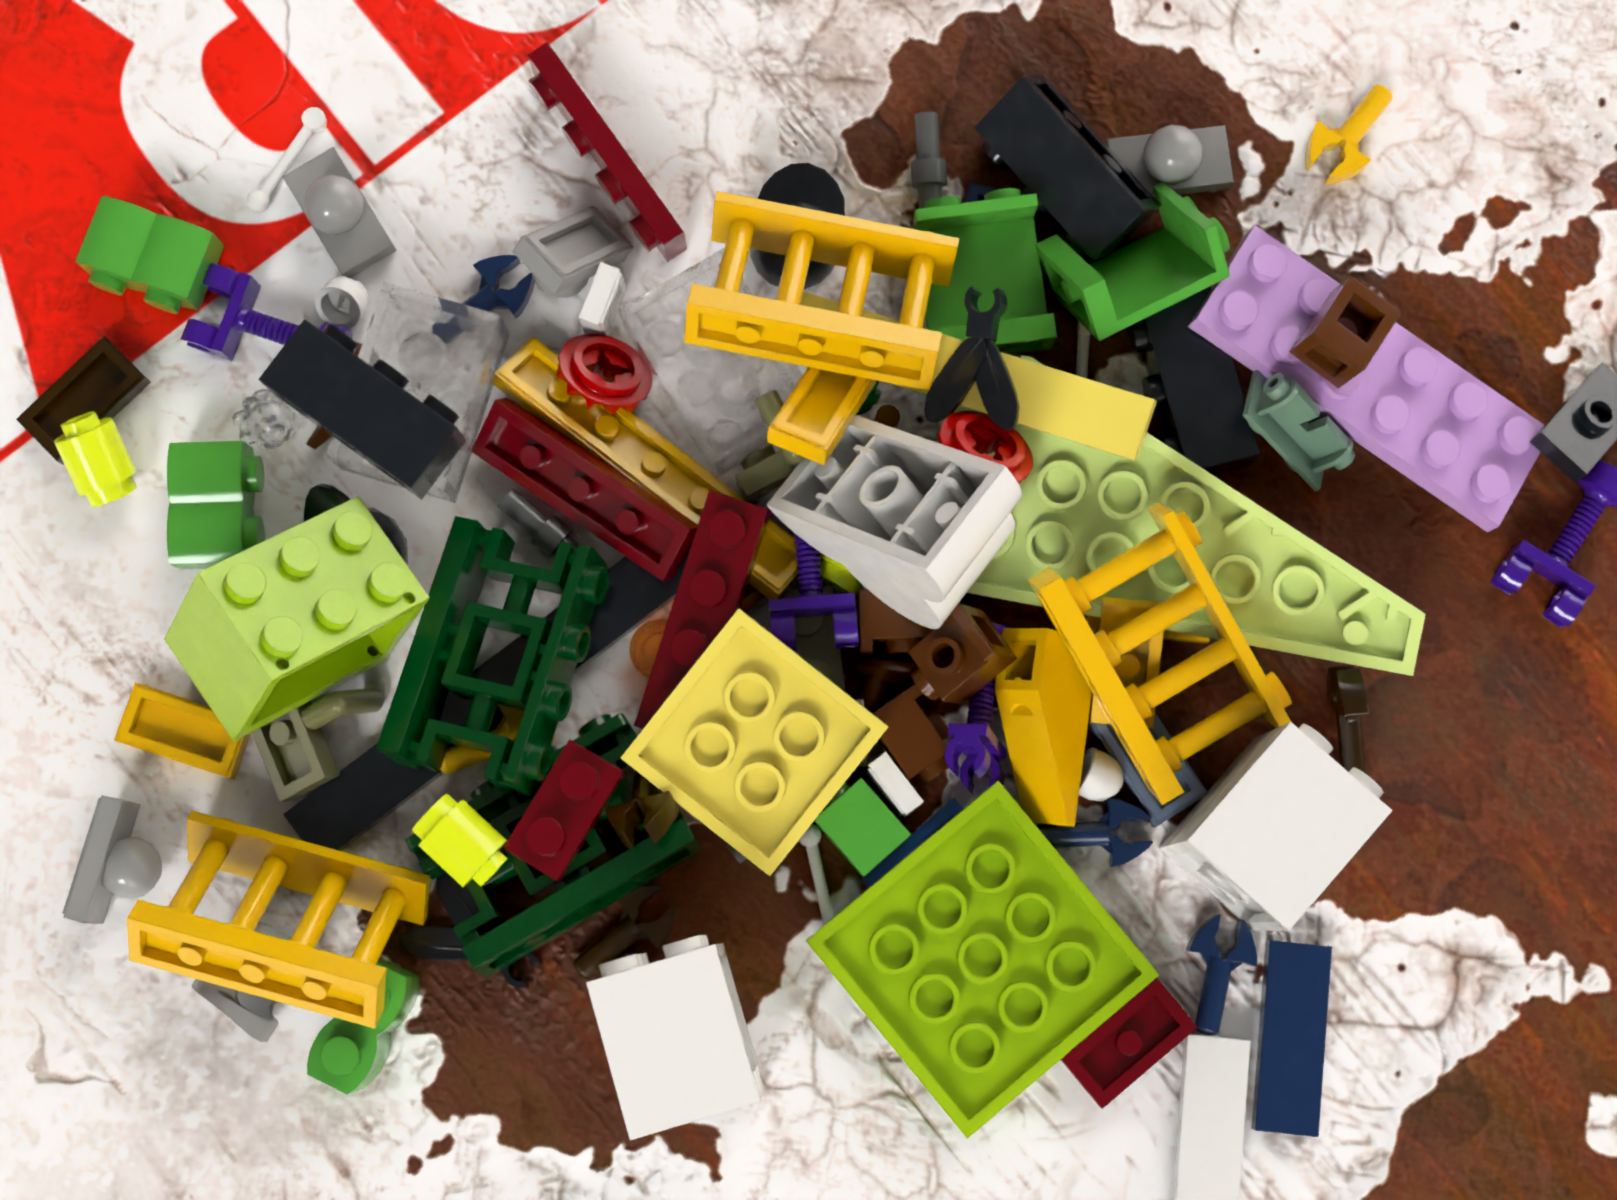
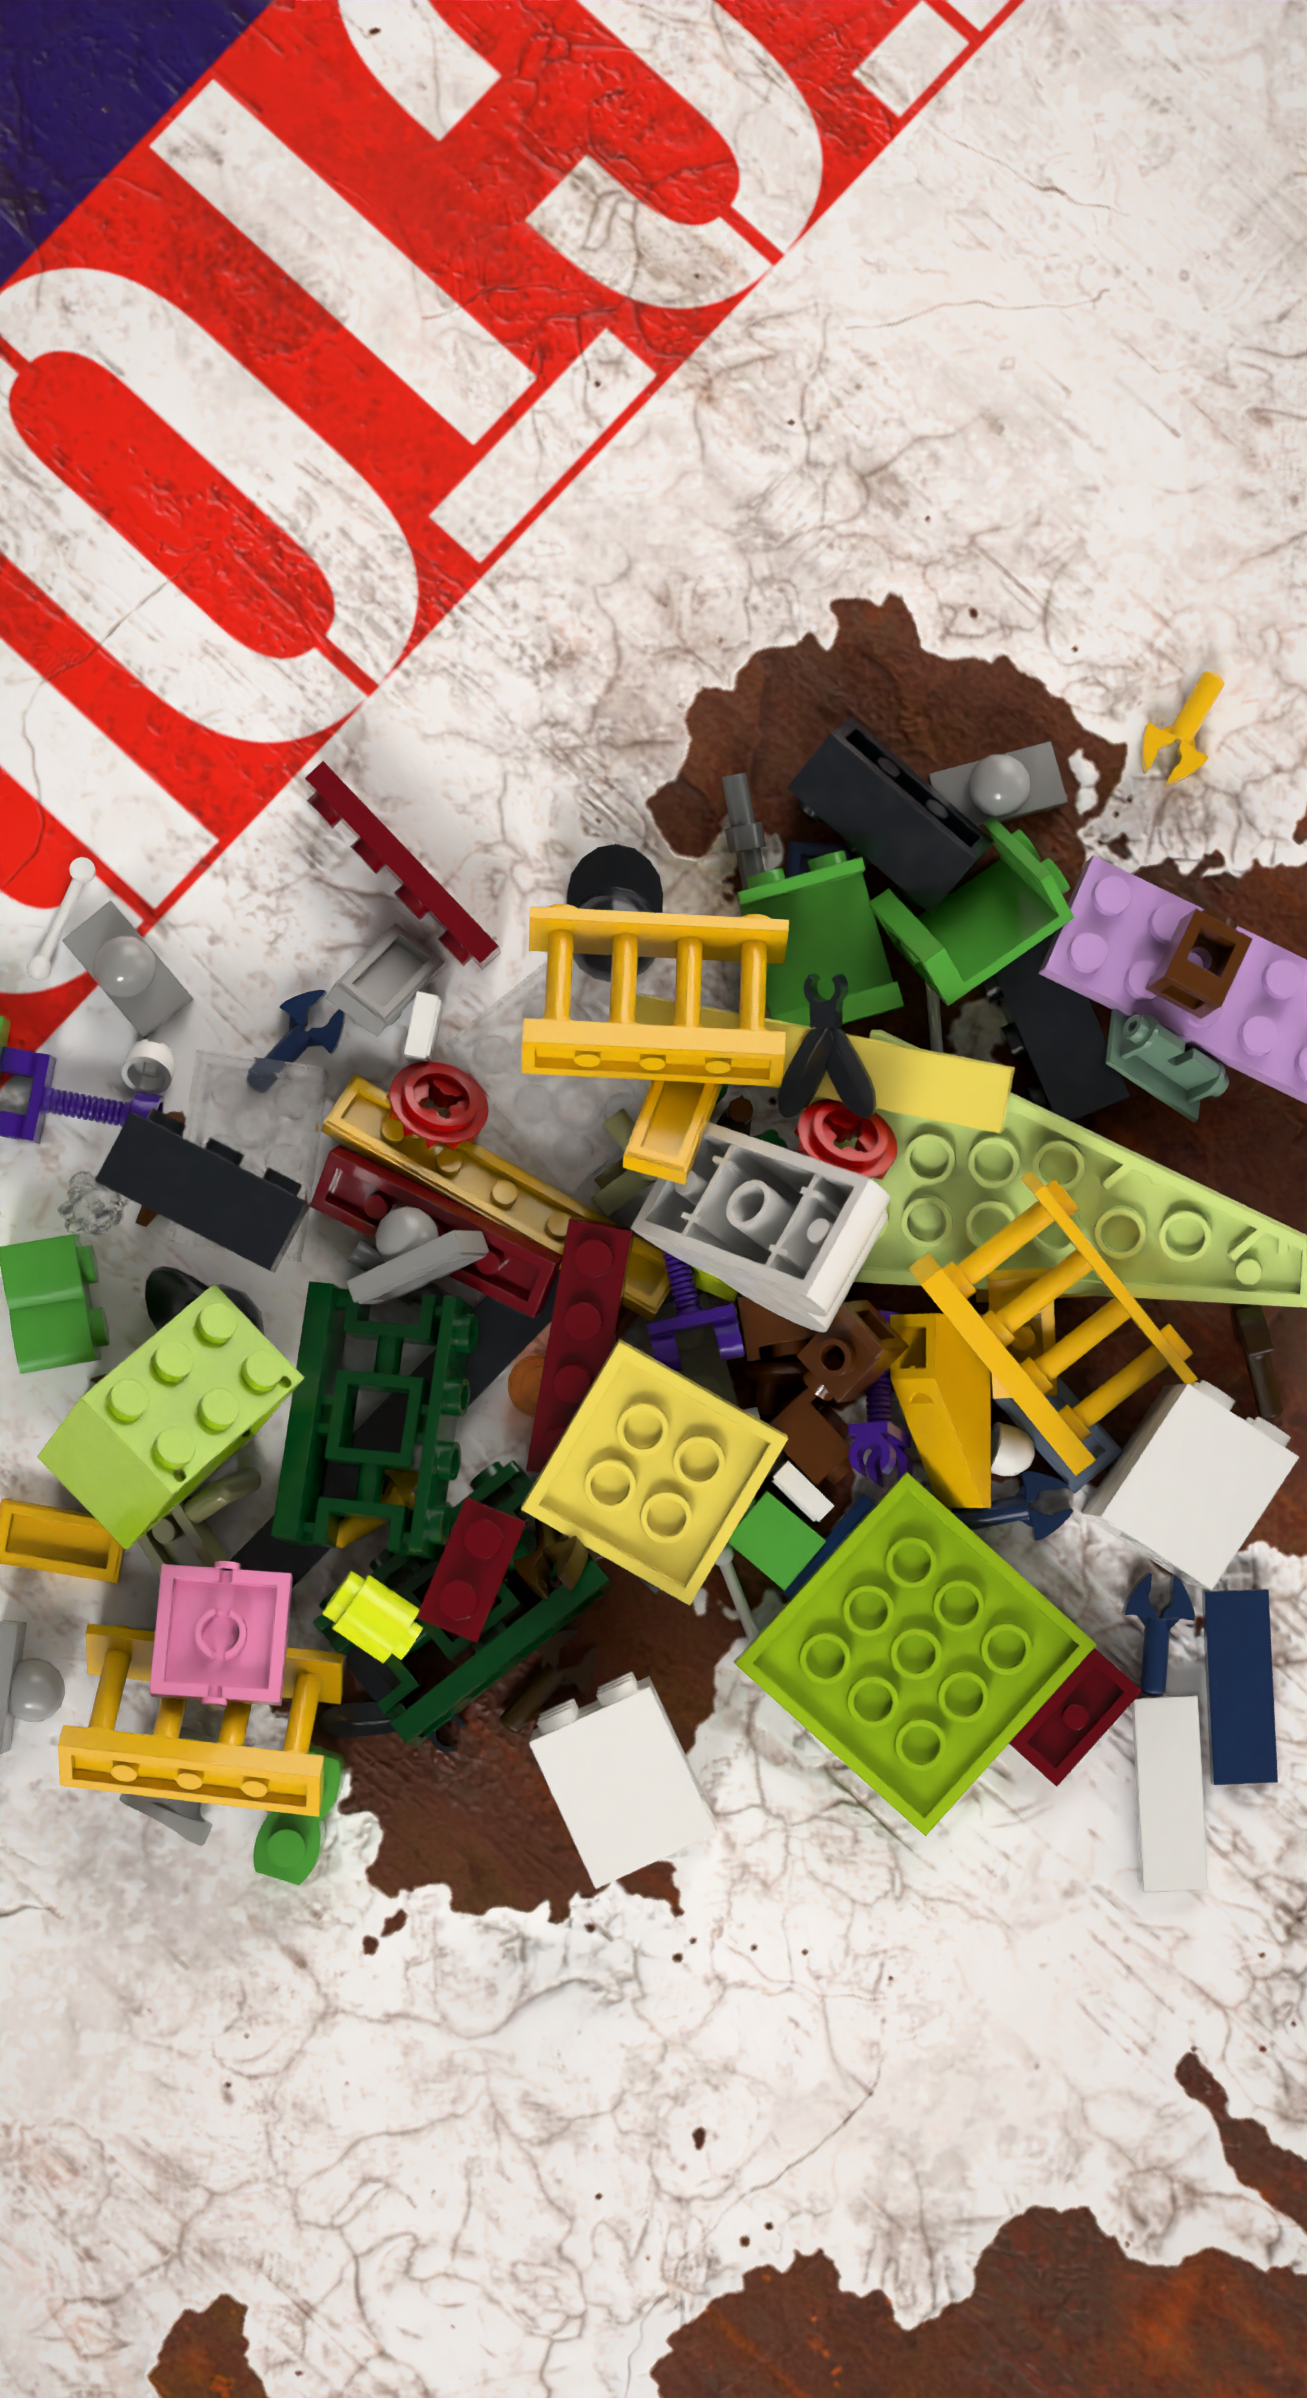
camera: 15 degrees left, 5 degrees up
(312, 837) = (221, 1634): none -> bright pink plate
(557, 505) = (413, 1256): none -> light grey tile

